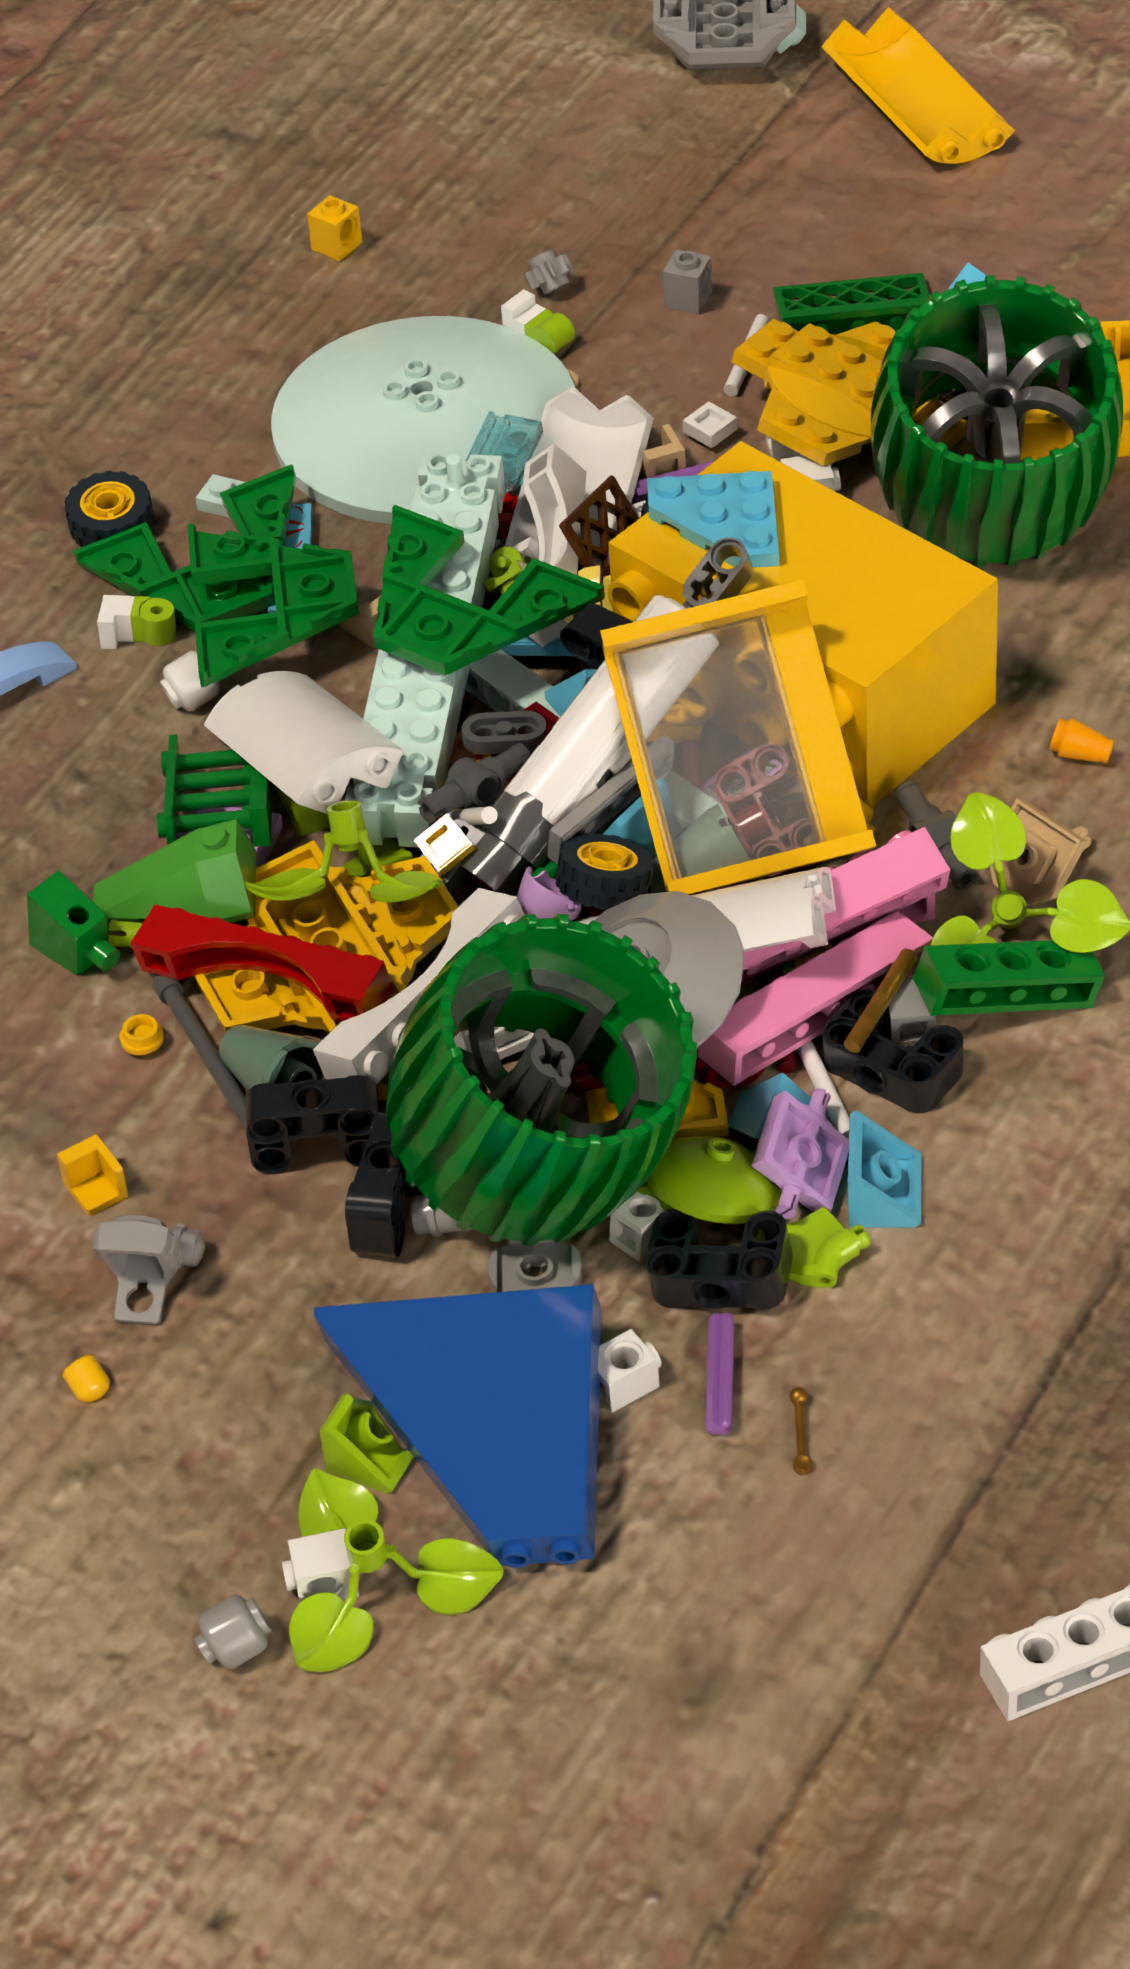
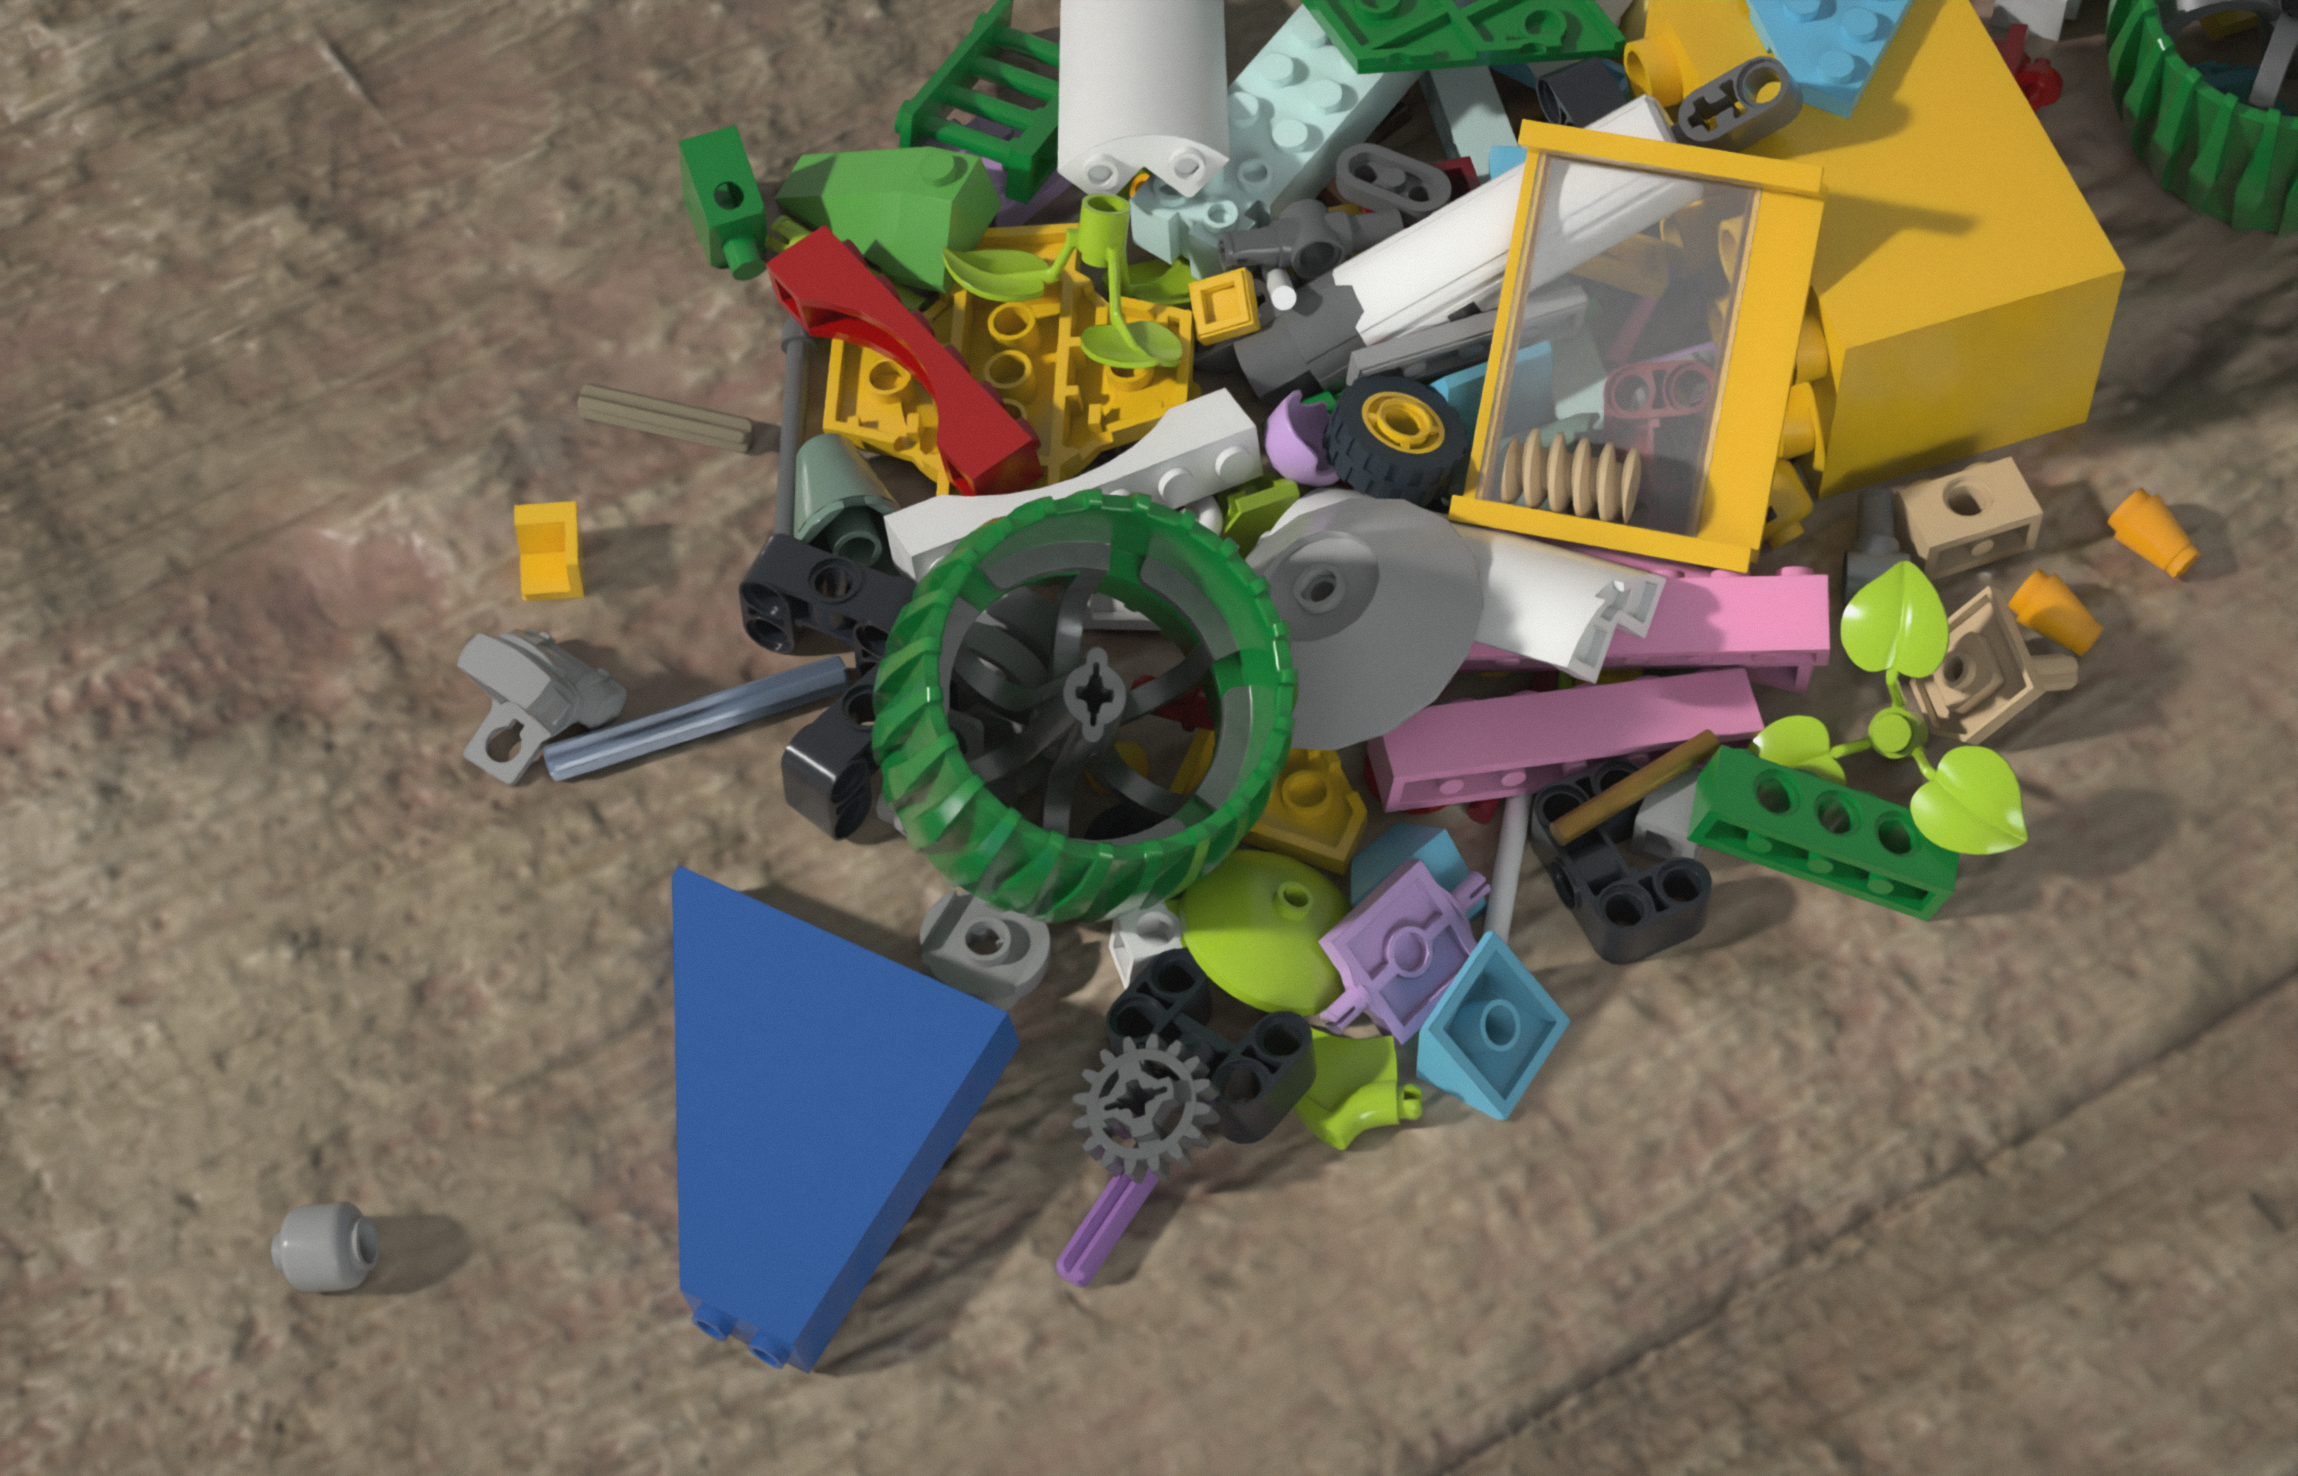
camera: 25 degrees right, 10 degrees up
(87, 1378) = (380, 819): yellow piece -> none
(111, 1070) = (665, 417): none -> dark tan axle
(141, 1035) = (728, 387): yellow plate -> none
(255, 1230) = (696, 718): none -> sand blue axle
(318, 1565) = (478, 1217): white brick -> none
(333, 1632) = (546, 1150): lime plant -> none
(362, 1446) = (630, 1073): lime slope -> none
(627, 1370) = (996, 1160): white brick -> none
(712, 1284) = (1153, 1111): none -> dark grey gear
(736, 836) = (1571, 477): none -> tan piece
(802, 1462) = (1144, 1375): pearl gold hinge -> none
(968, 768) = (1967, 518): none -> tan brick
(1058, 805) = (2055, 612): none -> light orange cone

